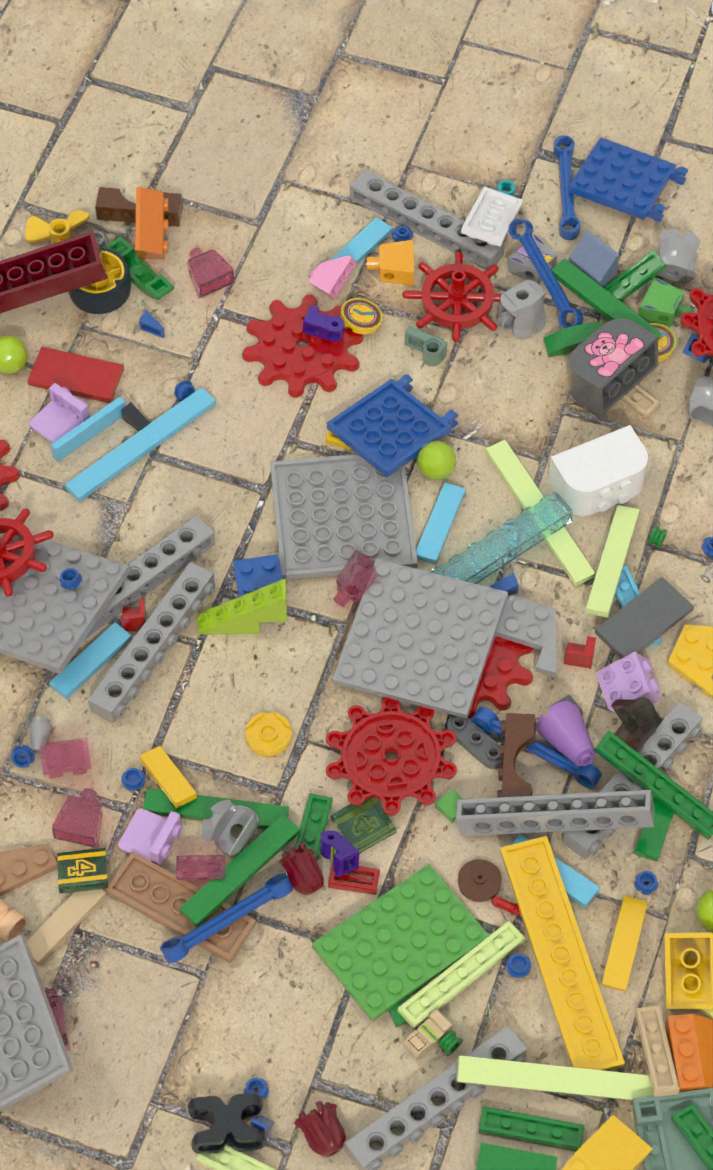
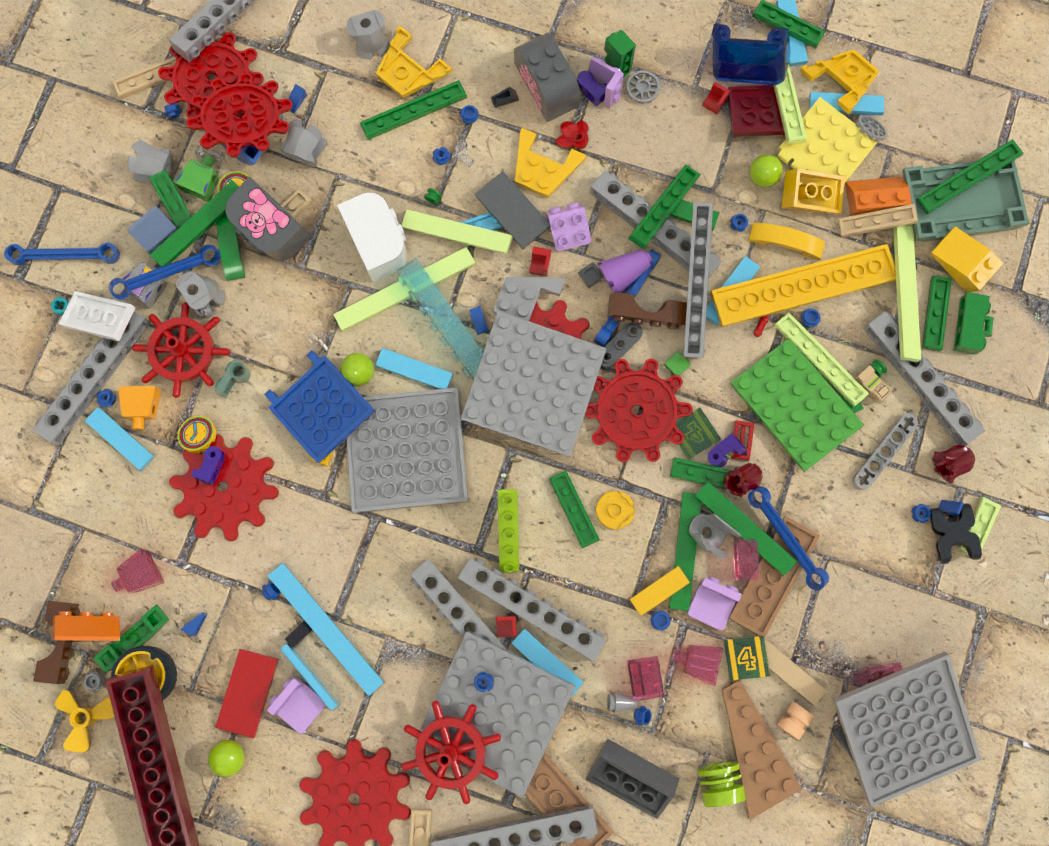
camera: 90 degrees left, 20 degrees up
(256, 573) = (476, 519): blue brick -> none
(270, 690) = (574, 509): none -> green tile
(332, 275) = (153, 460): bright pink slope -> none
(345, 1060) = (887, 442): none -> light grey beam
(355, 578) = (475, 436): clear pink torso -> none
(479, 880) = (739, 345): reddish brown piece -> none
(625, 179) = (59, 203): blue plate -> none
(638, 721) = (615, 222): clear smoke bracket -> none

